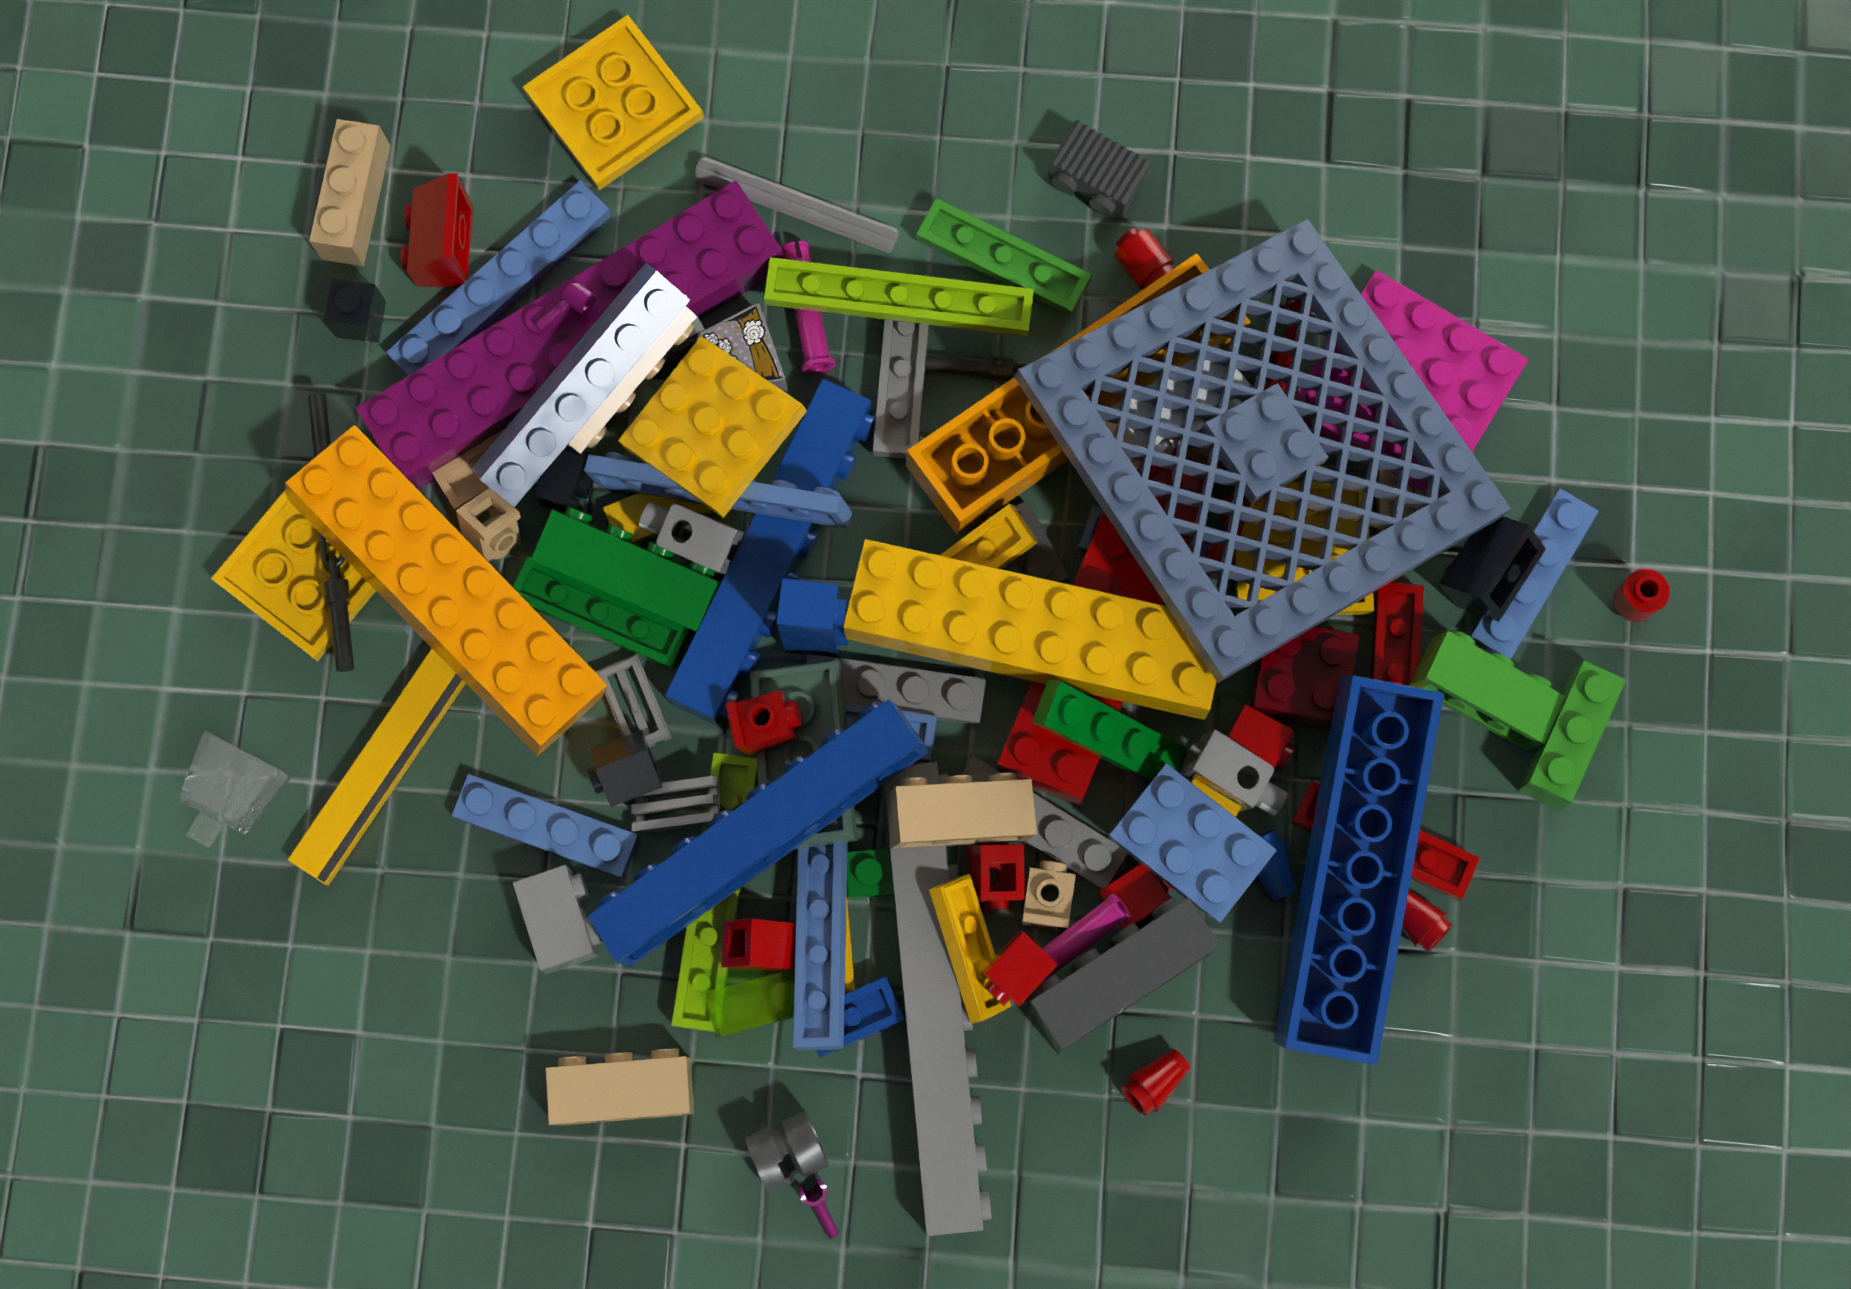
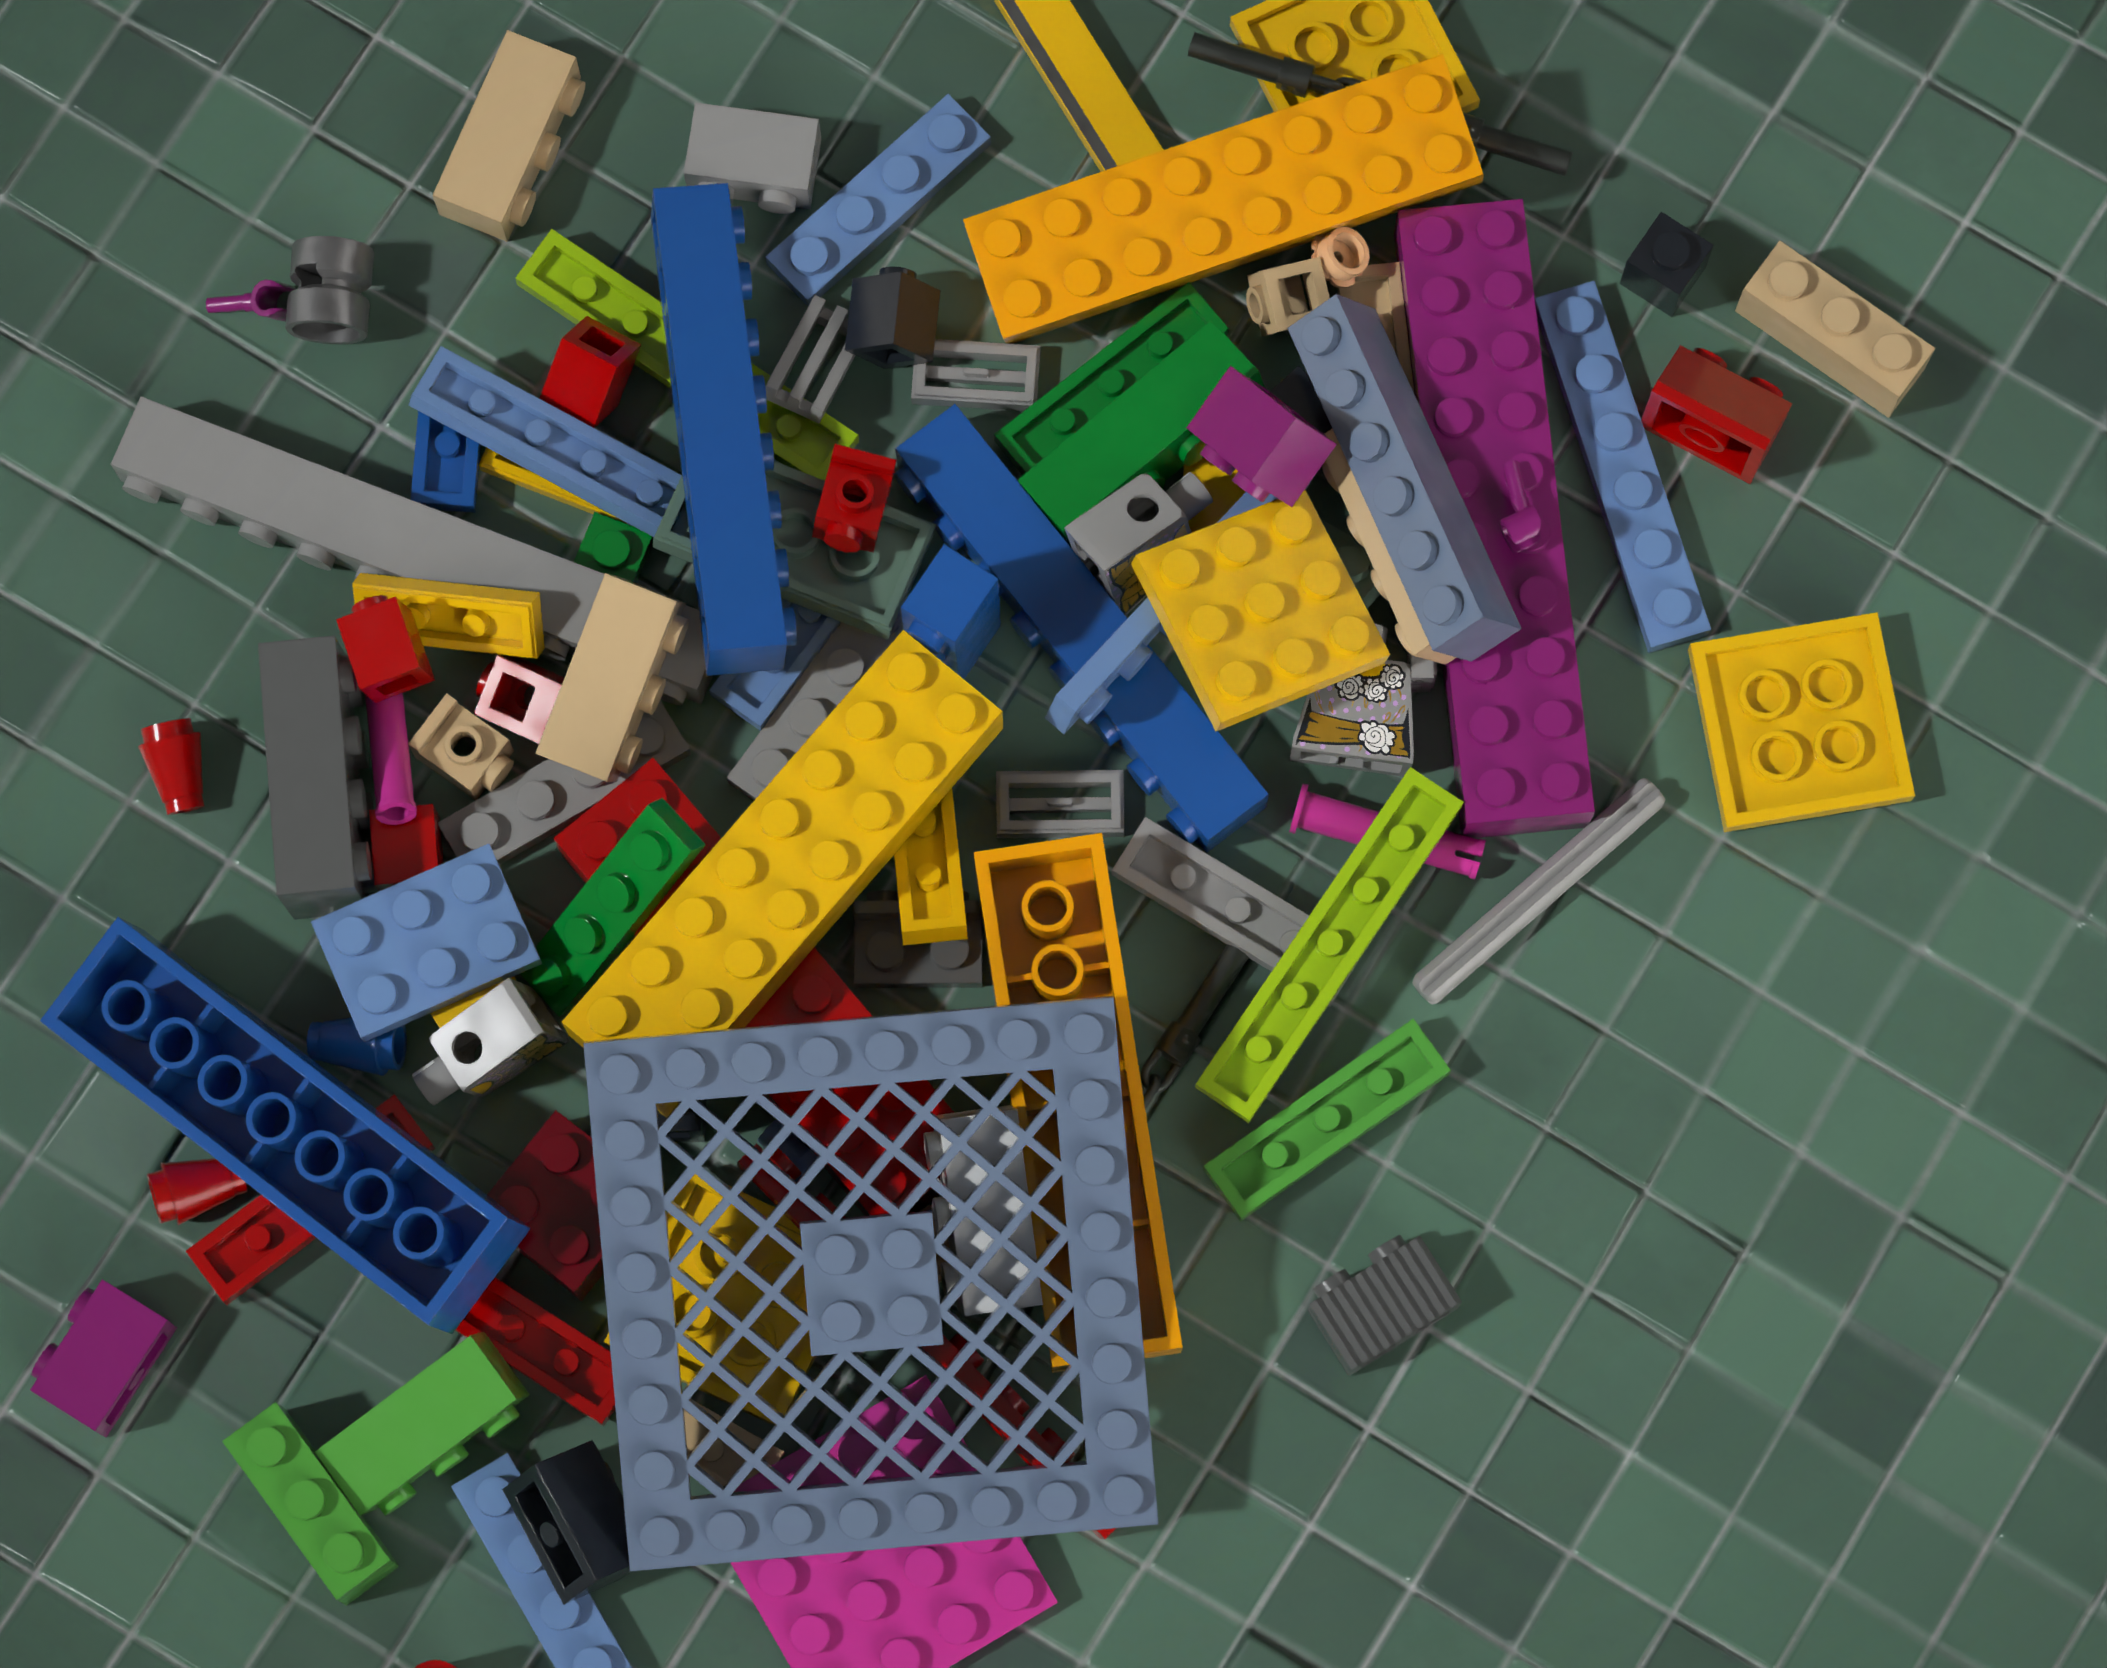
camera: 115 degrees right, 0 degrees up
(448, 499) = (1342, 255): none -> light nougat plate
(599, 480) = (1260, 438): none -> magenta brick
(752, 1003) = (527, 330): clear neon green plate -> none
(870, 479) = (1059, 828): none -> light grey tile
(1142, 257) = (1226, 1300): red brick -> none
(1263, 737) = (514, 1106): red brick -> none
(1556, 916) = (101, 1357): none -> magenta brick

